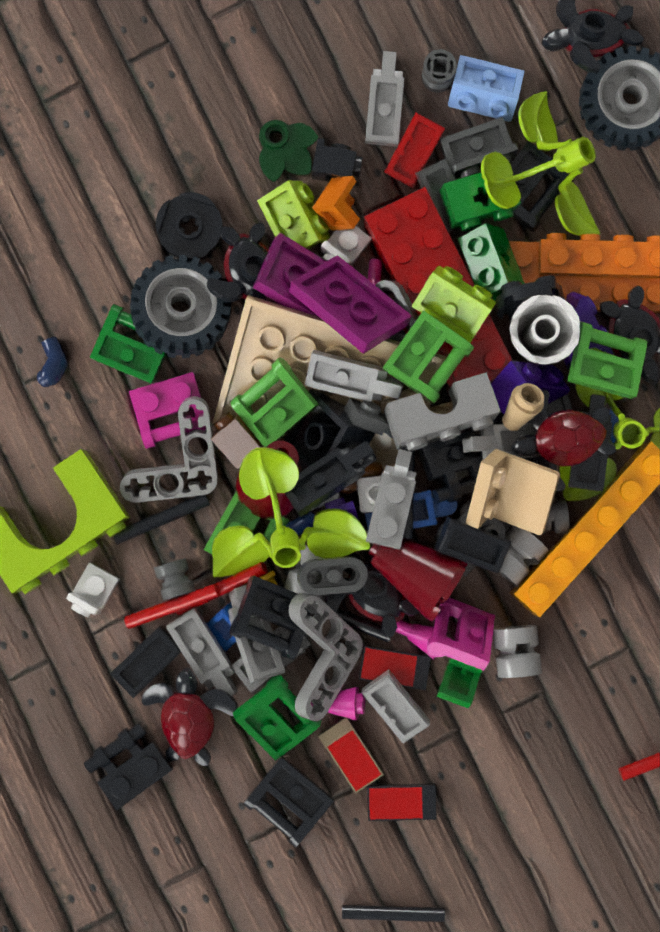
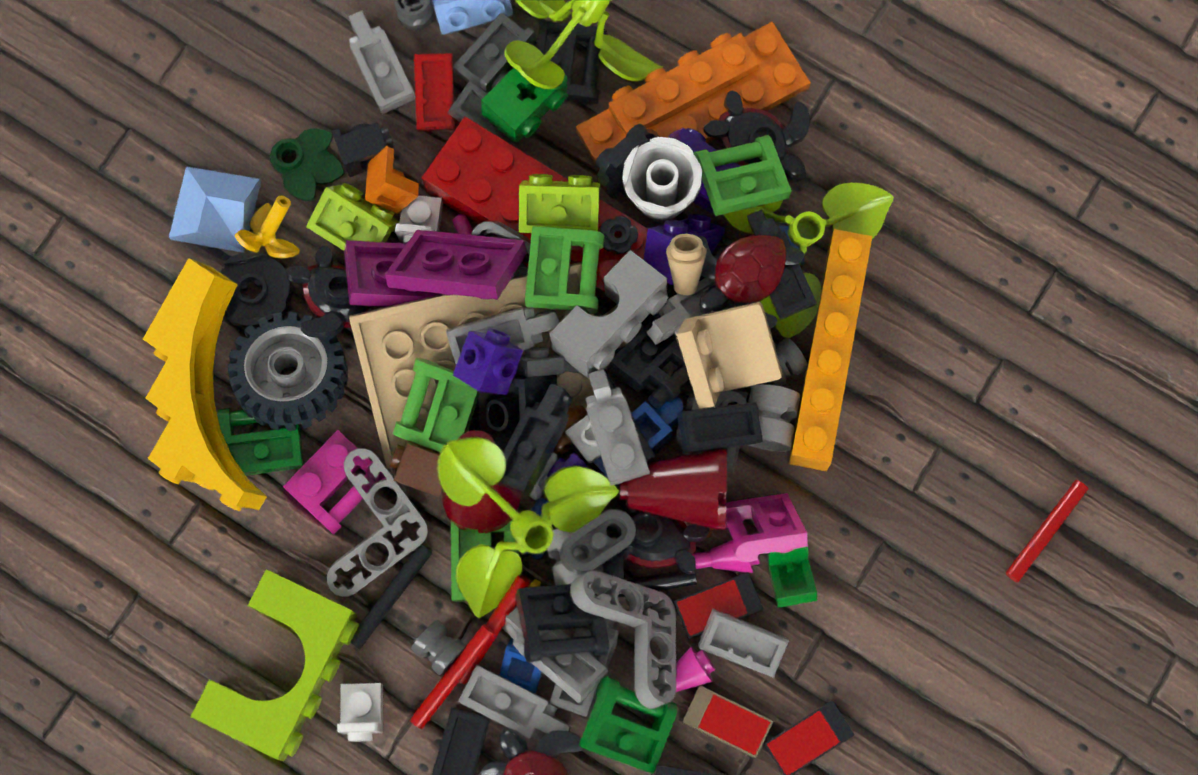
camera: 25 degrees left, 10 degrees down
(55, 364) = (191, 507): dark blue arm -> none
(94, 277) = (184, 390): none -> yellow arch
(197, 144) = (214, 208): none -> light blue slope
(228, 180) = (265, 225): none -> yellow plant
(329, 396) = (488, 361): none -> dark purple brick
(485, 361) = (625, 242): none -> black plate
(490, 258) = (567, 146): green brick -> none
(520, 663) = (832, 527): light grey wheel -> none

